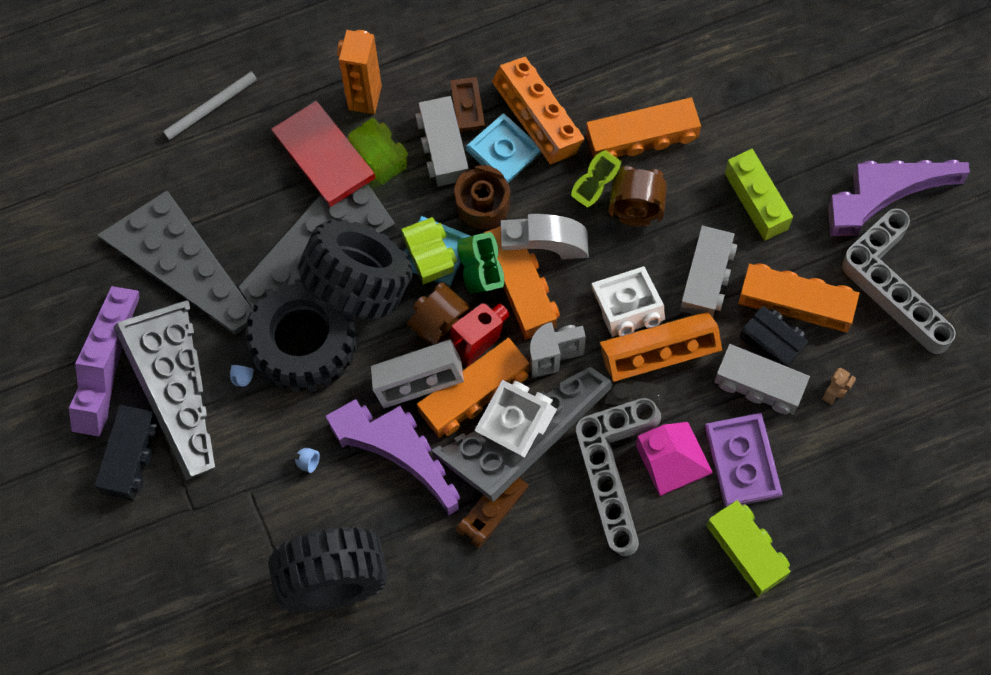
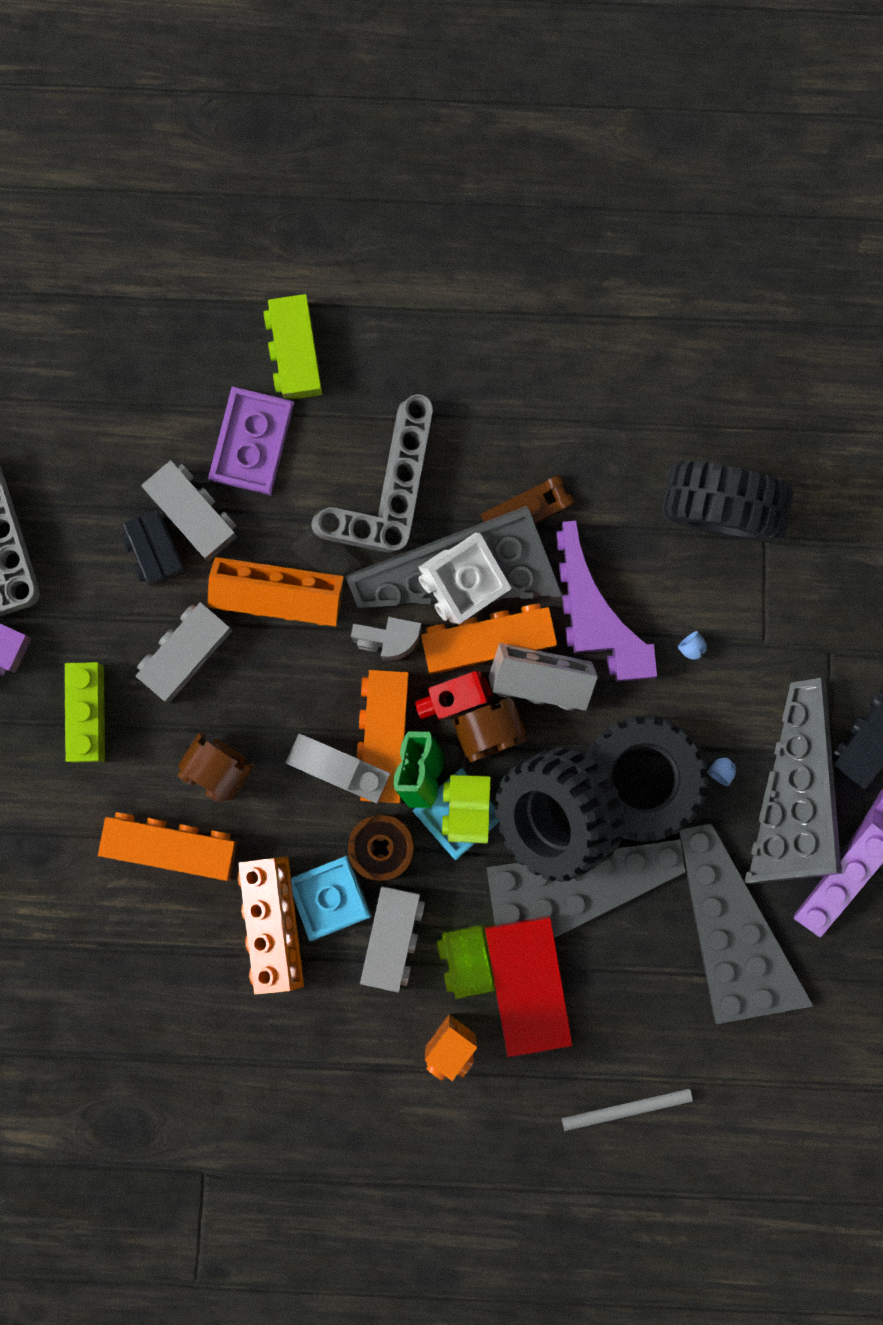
camera: 155 degrees left, 15 degrees up
(467, 104) = (343, 971): reddish brown plate -> none
(600, 171) = (247, 809): lime brick -> none
(629, 302) = (282, 658): white plate -> none
(672, 456) = (319, 475): dark pink slope -> none
(799, 297) = (104, 579): orange brick -> none
(839, 385) = (116, 465): medium nougat plate -> none

